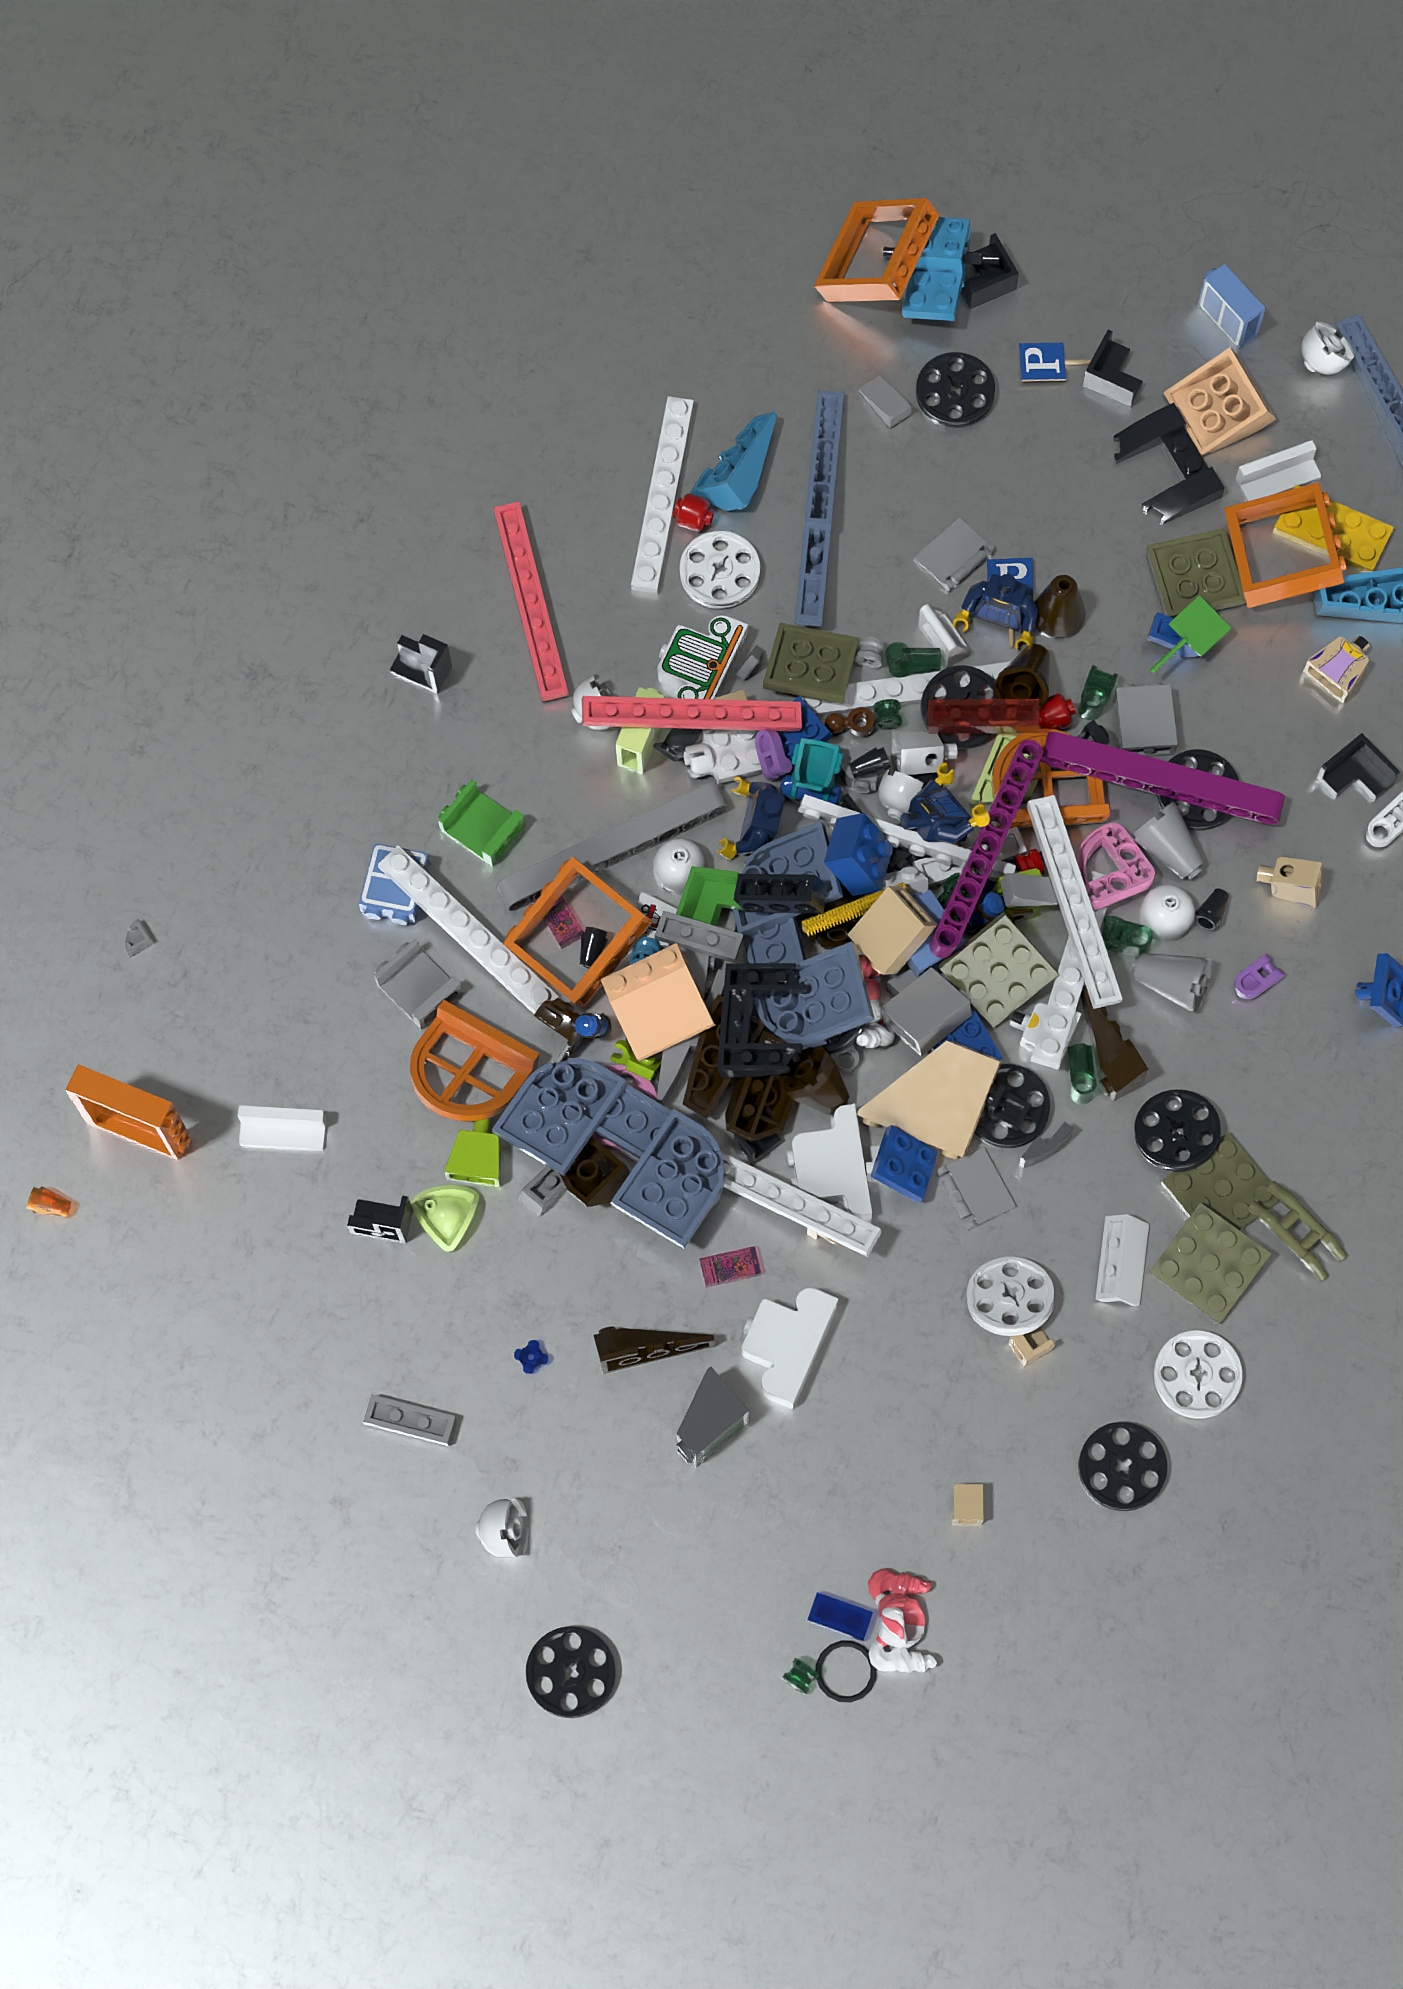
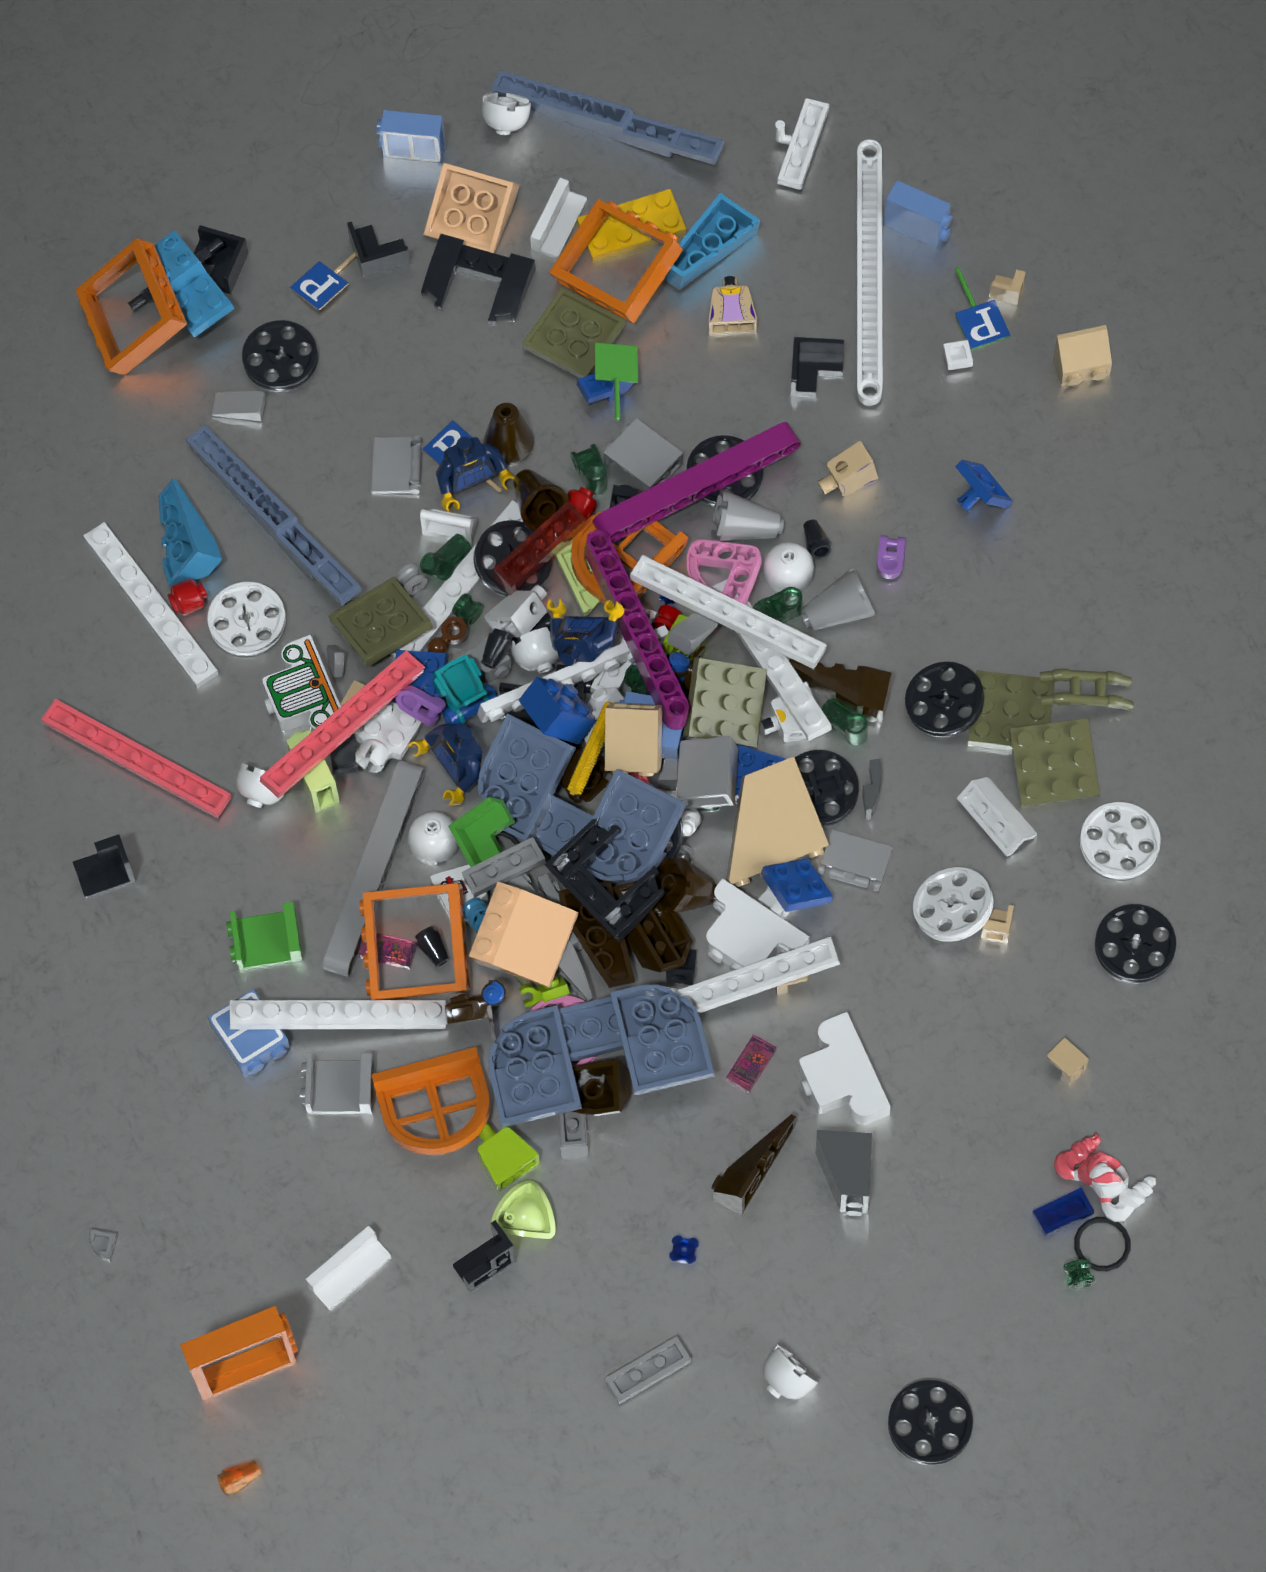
camera: 45 degrees left, 5 degrees down
(780, 893) = (534, 783): black brick -> none

